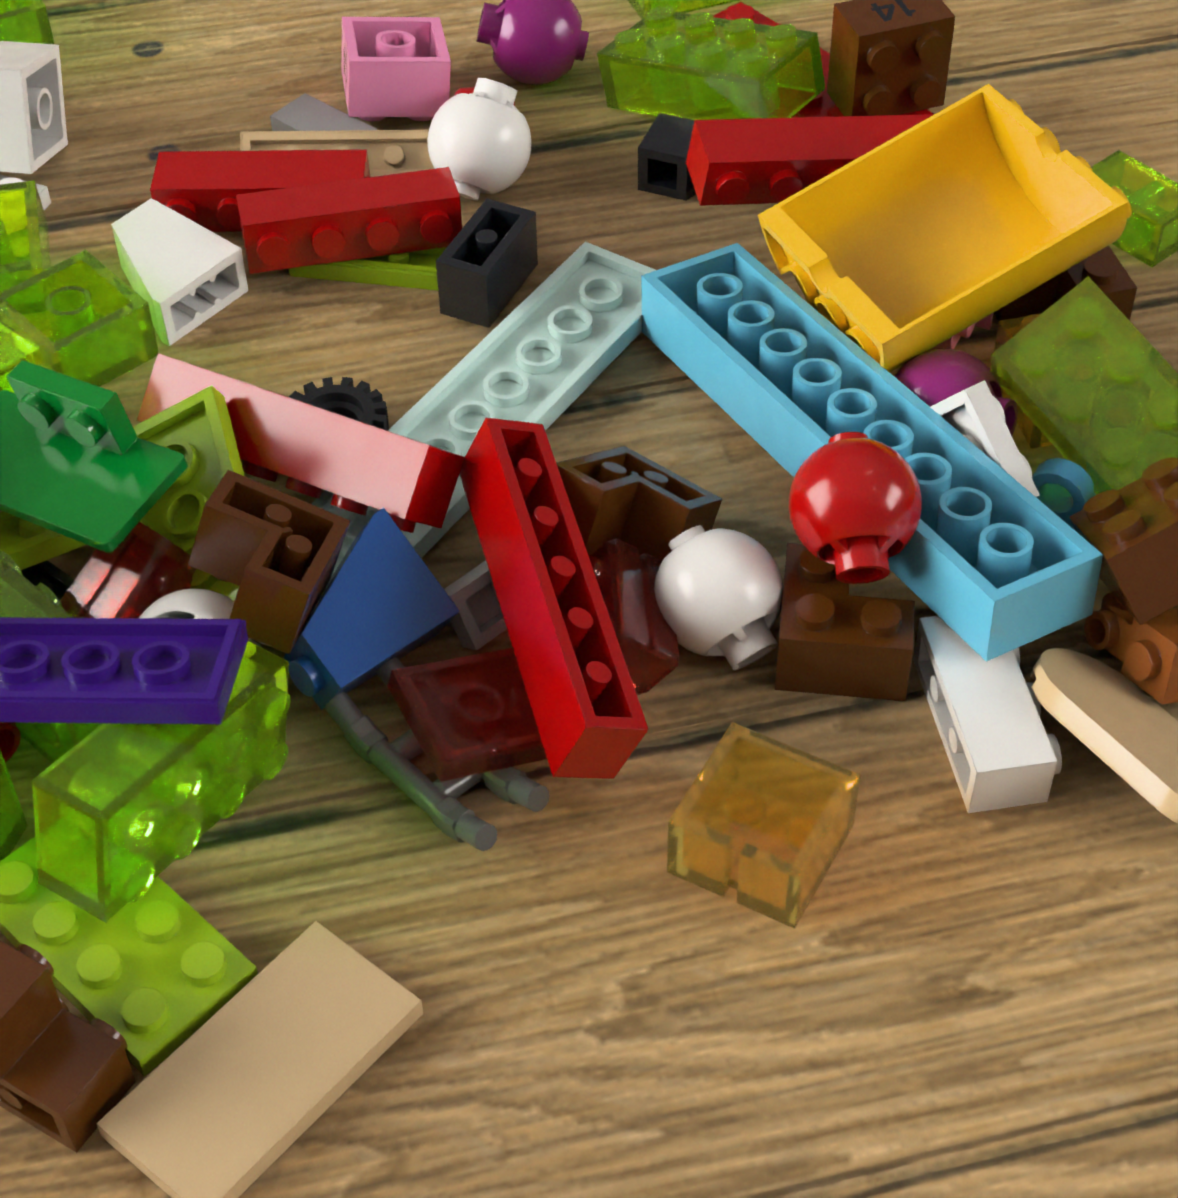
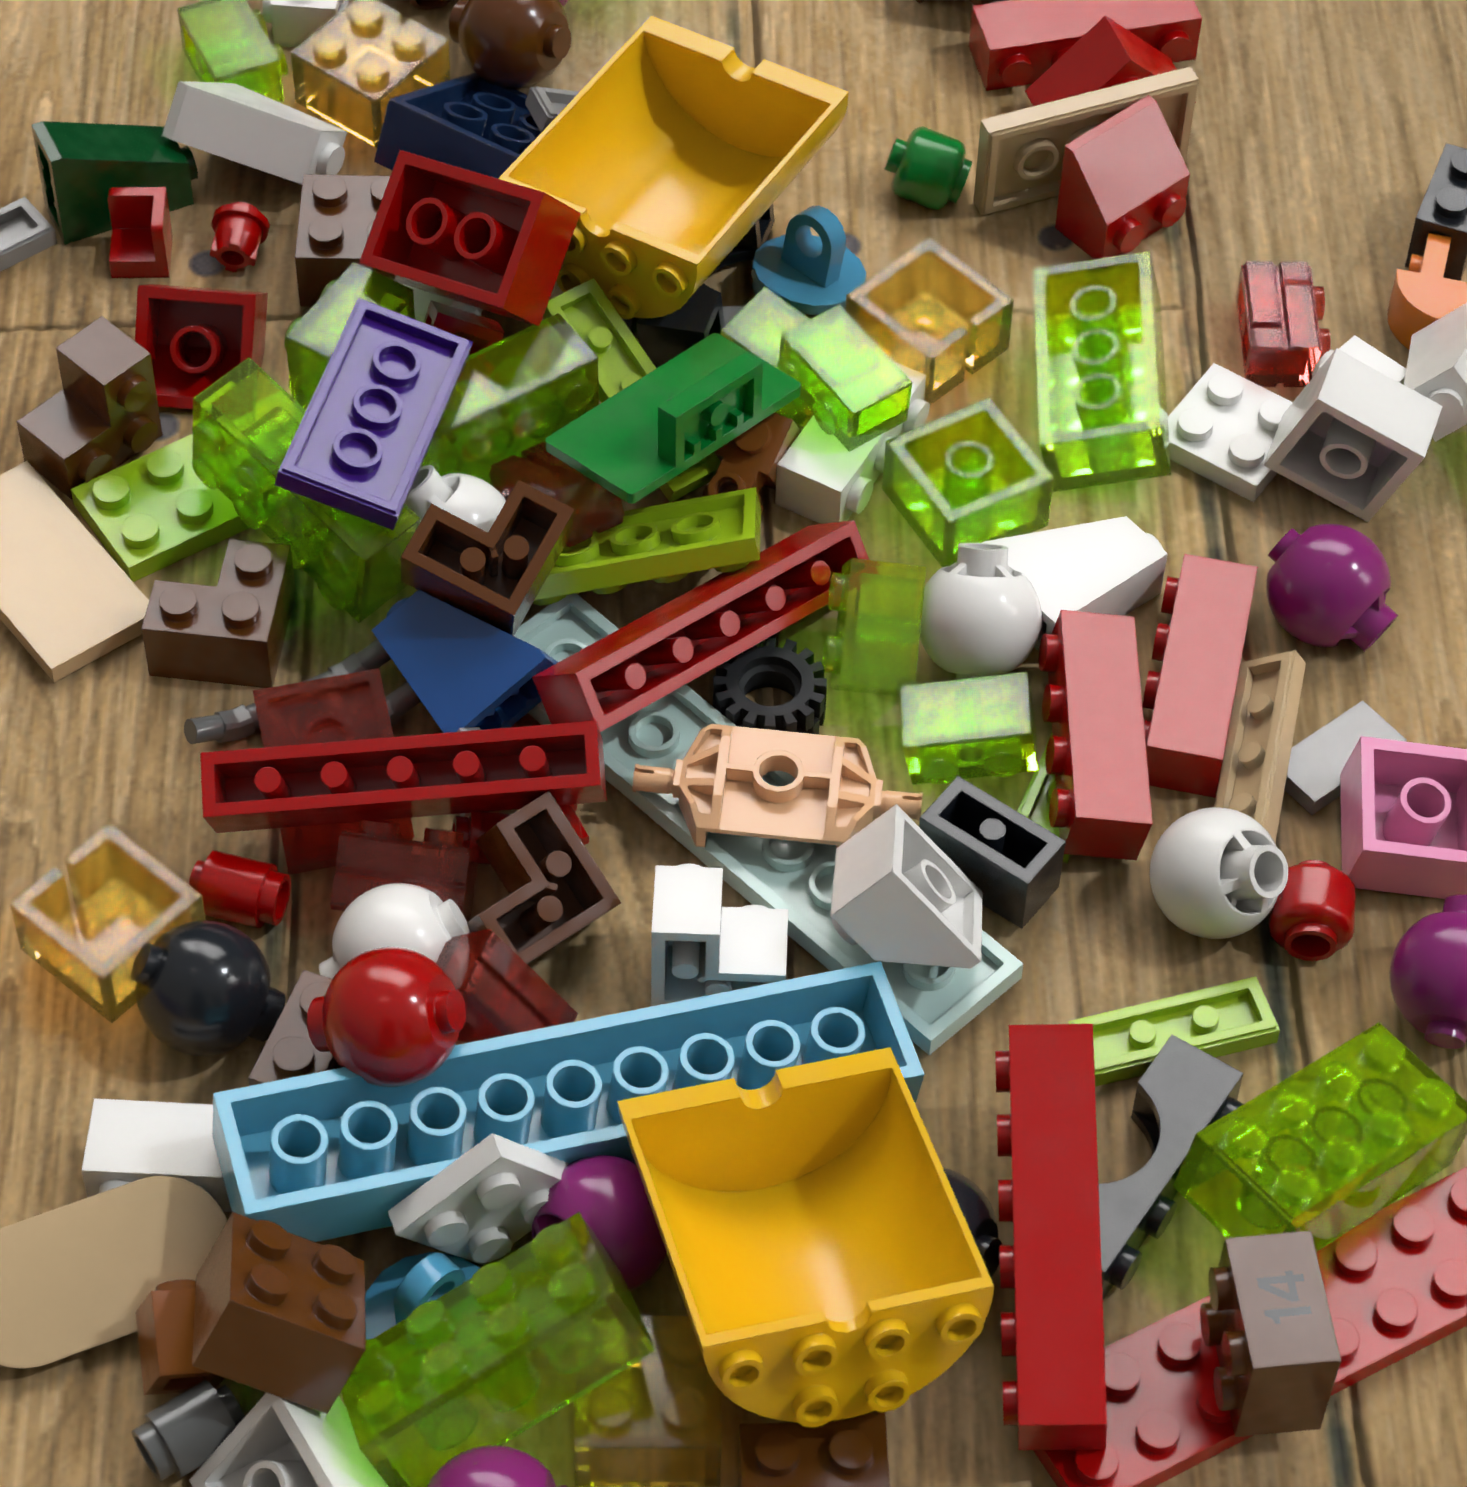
camera: 100 degrees right, 5 degrees up
(158, 118) = (1330, 586): none -> magenta brick
(239, 289) = (980, 614): none -> white brick
(265, 343) = (875, 627): none -> clear neon green brick
(322, 828) = (228, 629): none -> reddish brown brick
(358, 294) = (969, 728): none -> clear neon green brick
(449, 406) = (725, 792): none -> light nougat plate
(573, 269) = (905, 897): none -> white slope
(608, 183) = (1211, 1019): none -> lime tile
(637, 400) = (706, 946): none -> white brick
(672, 747) = (241, 889): none -> red brick
(757, 502) = (499, 988): none -> clear red brick
(822, 709) = (205, 989): none -> black brick

